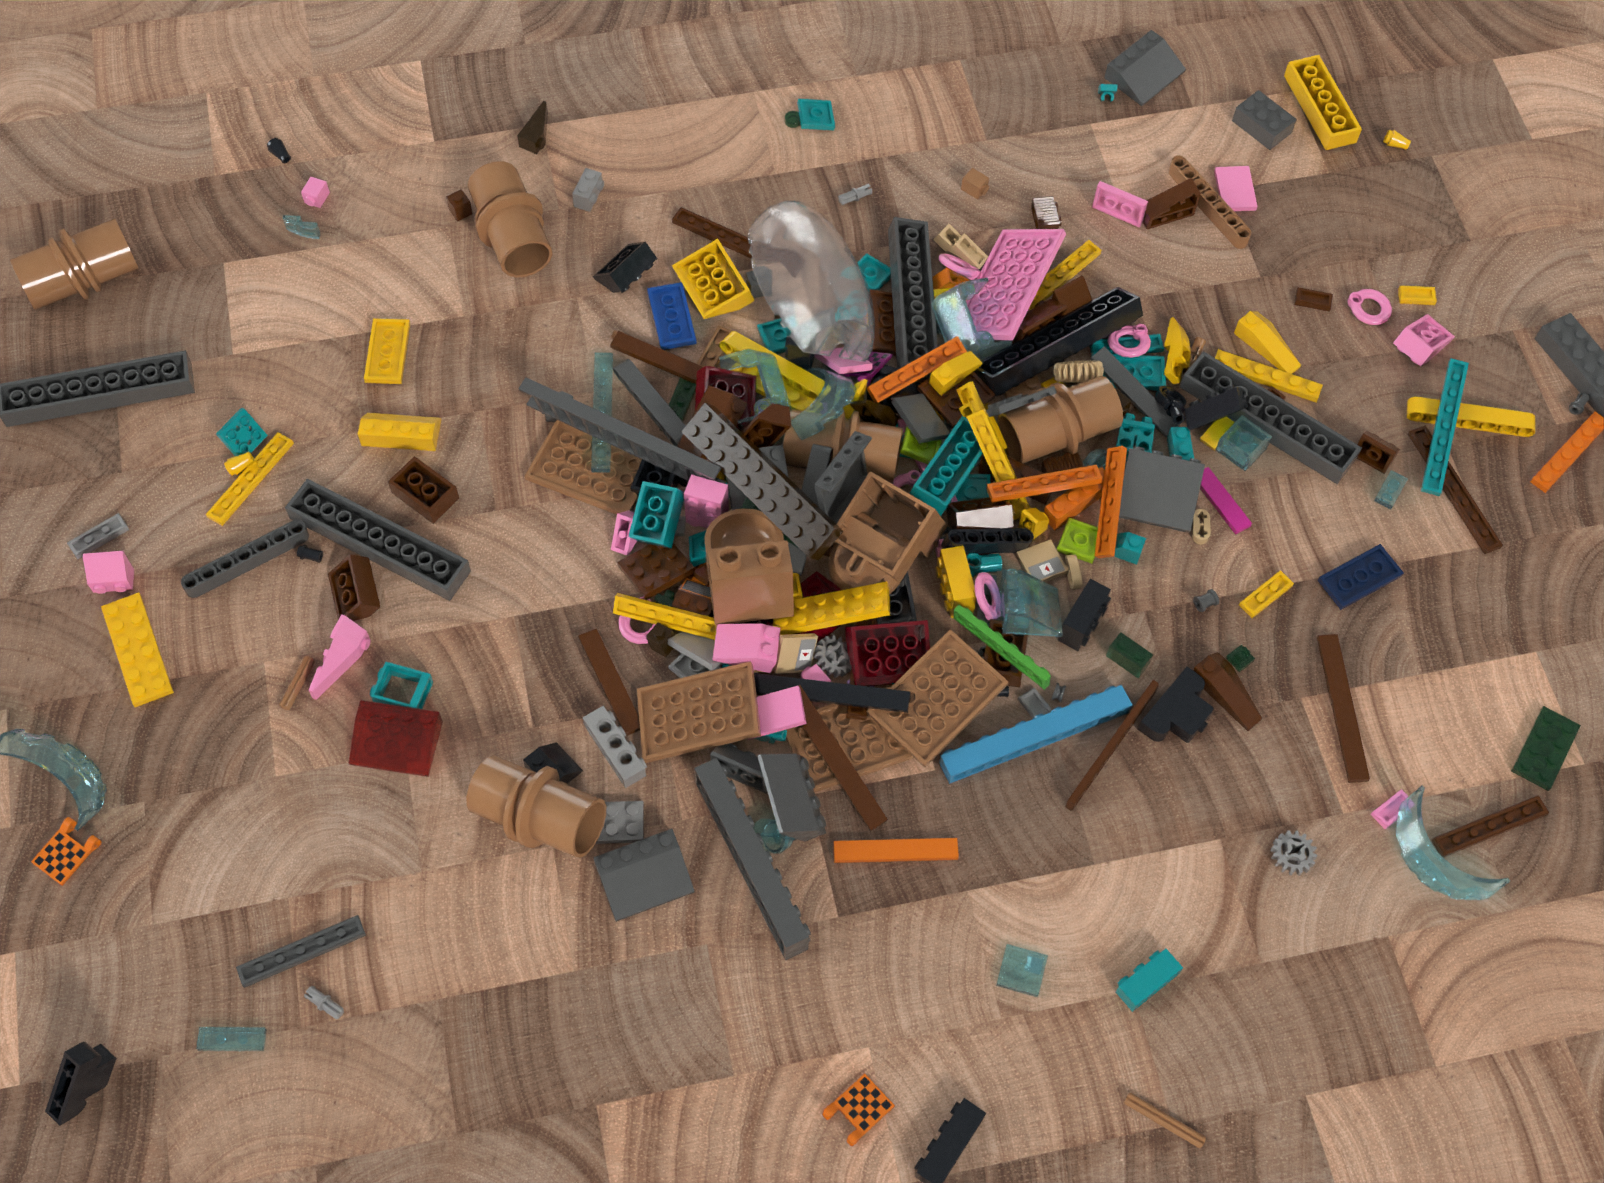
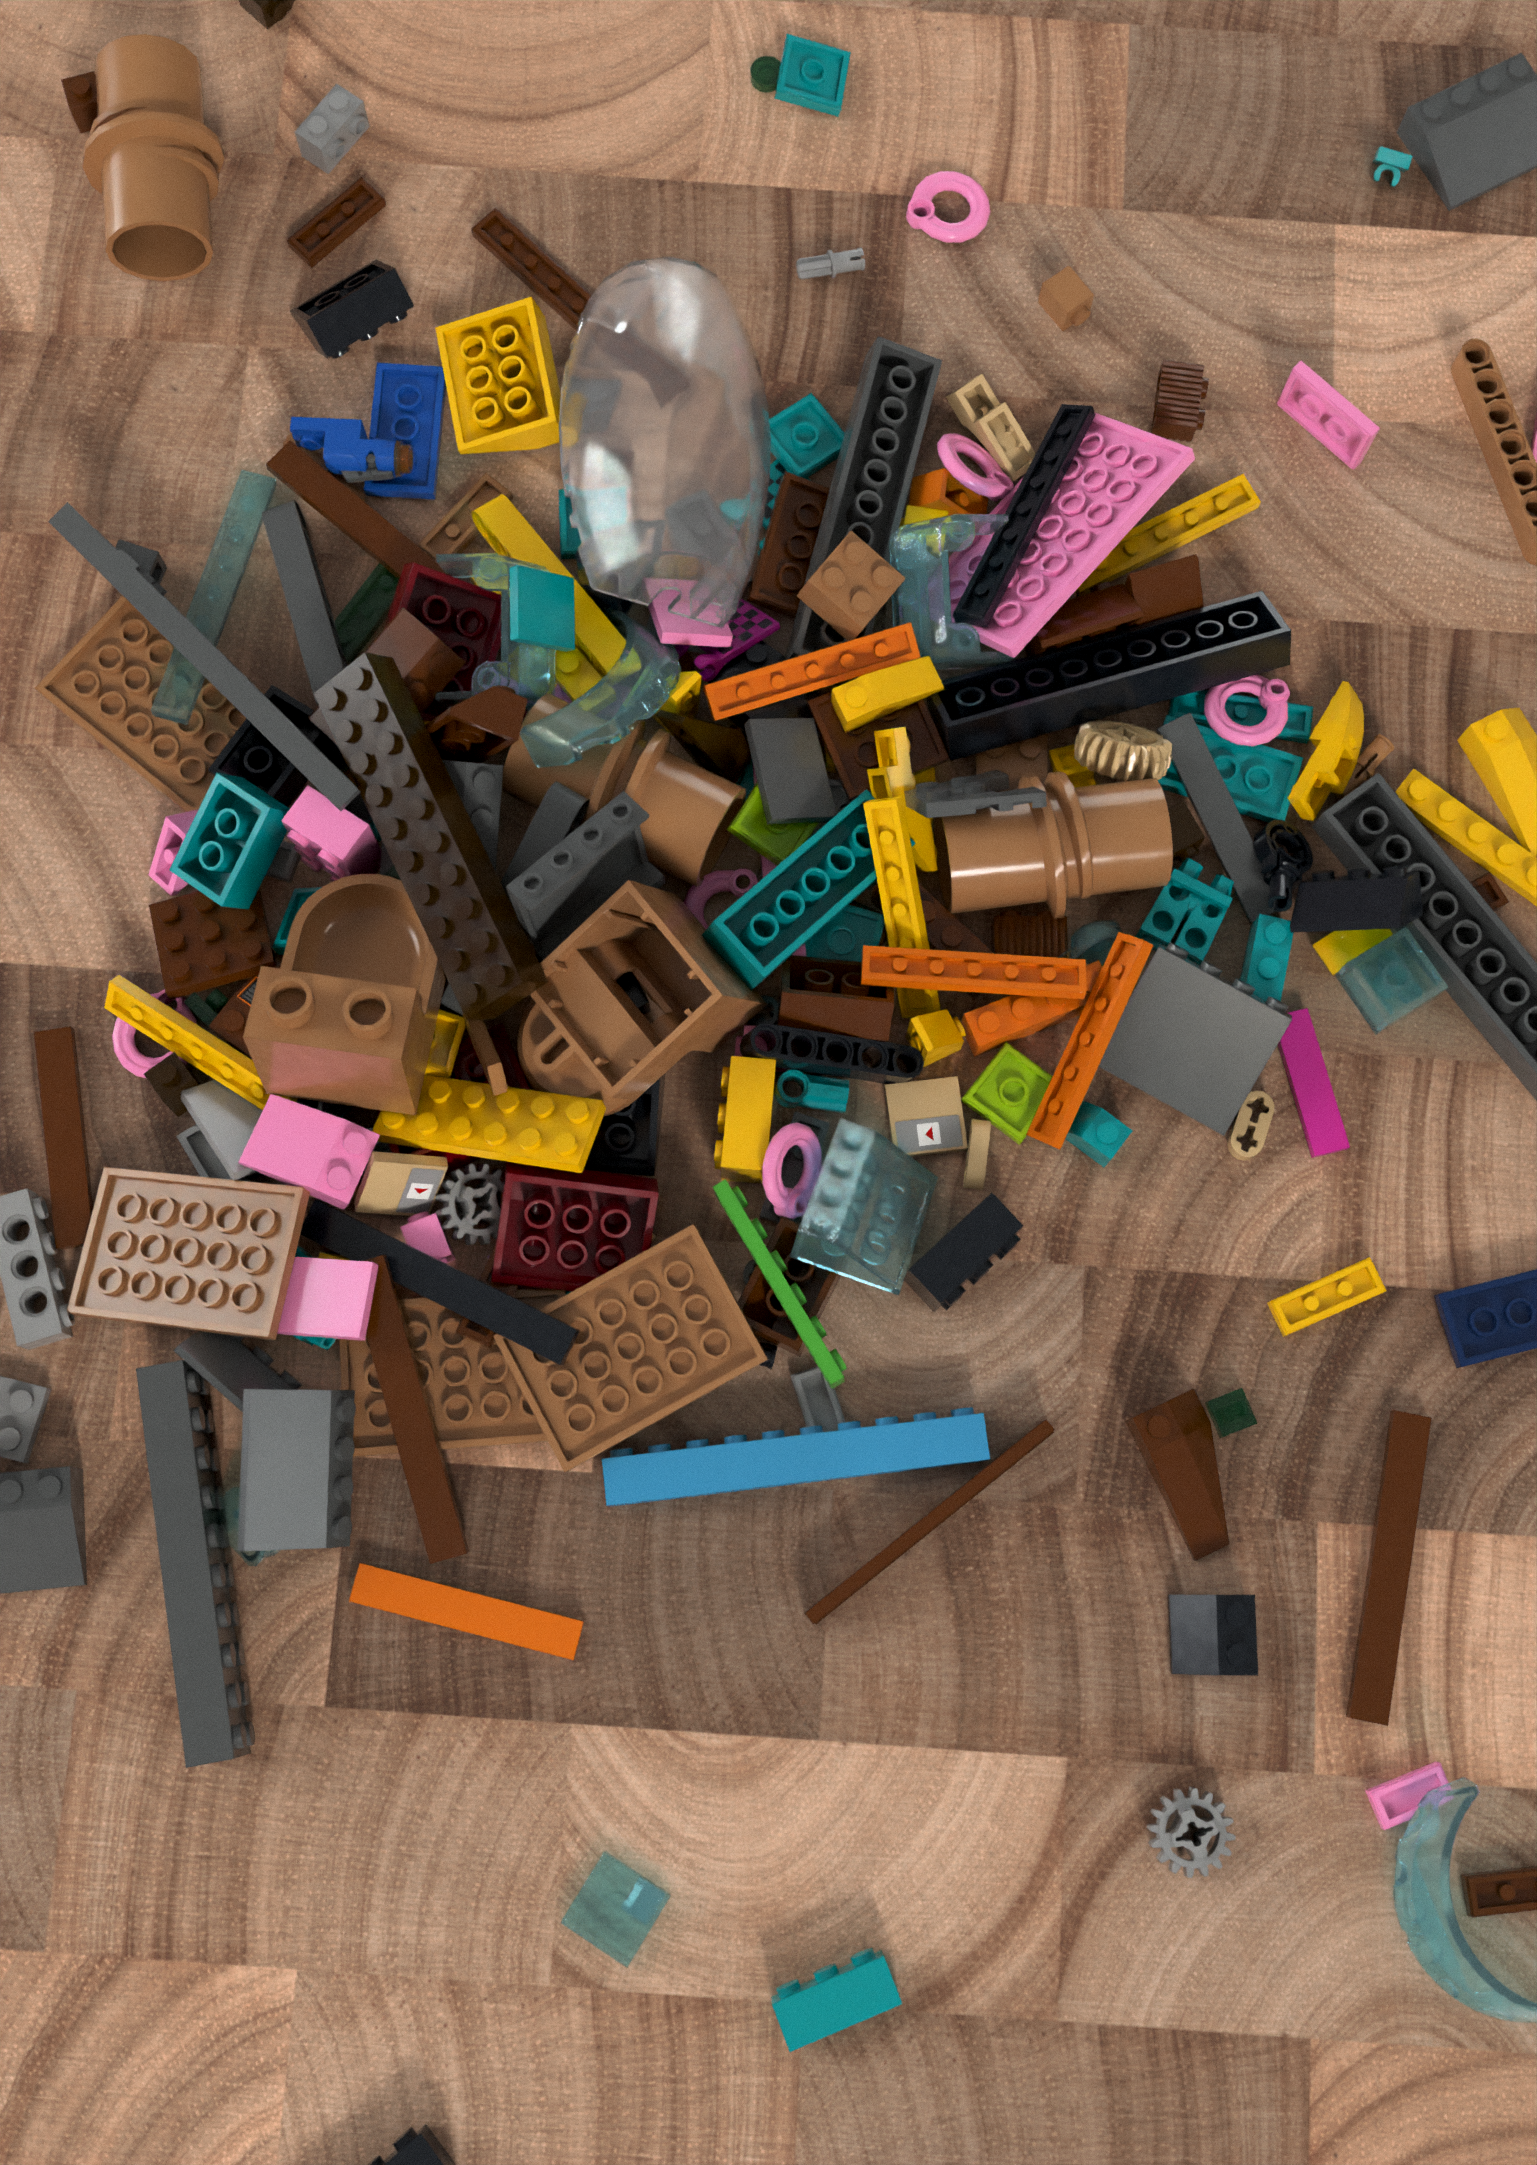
camera: 15 degrees right, 15 degrees up
(602, 232) = (336, 222): none -> reddish brown tile
(649, 328) = (349, 450): none -> blue plate
(777, 371) = (542, 608): none -> teal tile
(816, 577) = (487, 1055): none -> medium nougat tile
(862, 1105) = (245, 2079): orange flag -> none
(891, 161) = (922, 205): none -> bright pink piece
(922, 327) = (850, 586): none -> medium nougat brick
(993, 271) = (1024, 515): none -> black tile
(1058, 692) = (866, 1389): dark grey bush -> none
(1129, 655) = (1022, 1353): clear green piece -> none
(1172, 204) = (1429, 441): reddish brown wedge -> none
(1179, 710) = (1077, 1487): black brick -> none
(1206, 600) = (1206, 1281): dark grey bush -> none
(1270, 759) = (1213, 1634): none -> black slope

